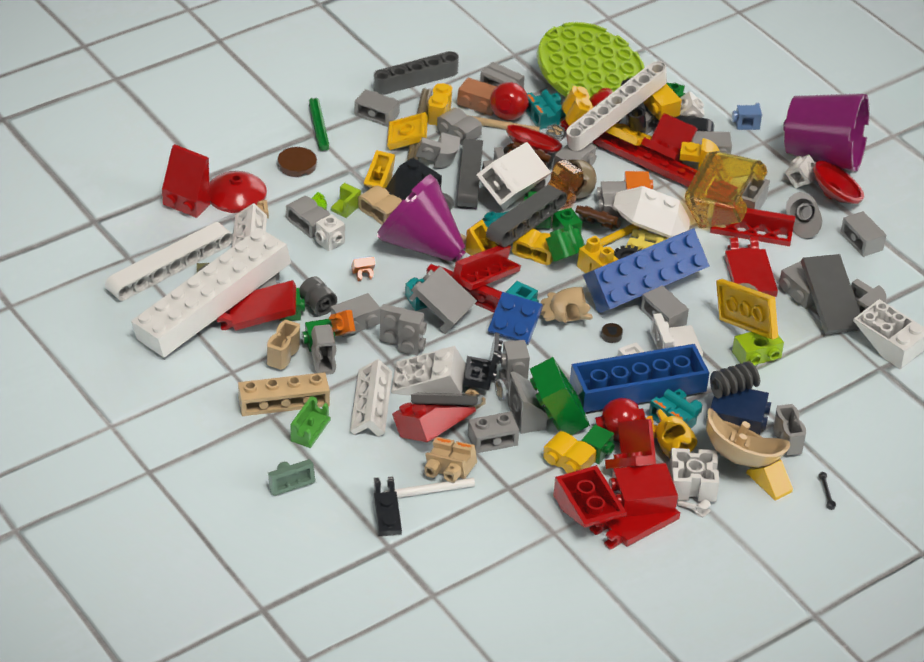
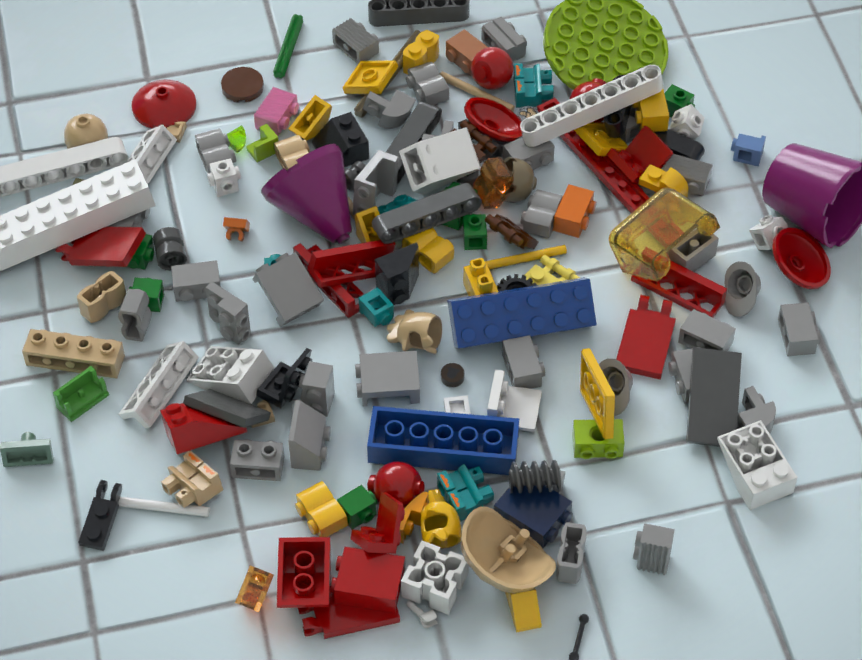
camera: 25 degrees right, 10 degrees up
(181, 224) = (84, 130): none -> tan cylinder
(186, 181) = (106, 86): red slope -> none
(342, 169) = (276, 110): none -> bright pink brick
(342, 322) = (169, 289): orange tile -> none
(468, 203) = (376, 177): none -> light grey panel
(515, 317) = (355, 330): blue plate -> none
(526, 265) = (398, 273): none -> black slope
(553, 522) = (254, 588): none -> clear orange brick
(558, 397) = (334, 443): green brick -> none
(564, 342) = (388, 376): none -> light grey panel
(565, 242) = (452, 257): green brick -> none
(576, 104) = (557, 90): yellow brick -> none
(652, 211) = (570, 244): white wedge -> none
(793, 249) = (706, 332): none -> light grey brick
(852, 408) = (653, 548): none -> light grey brick

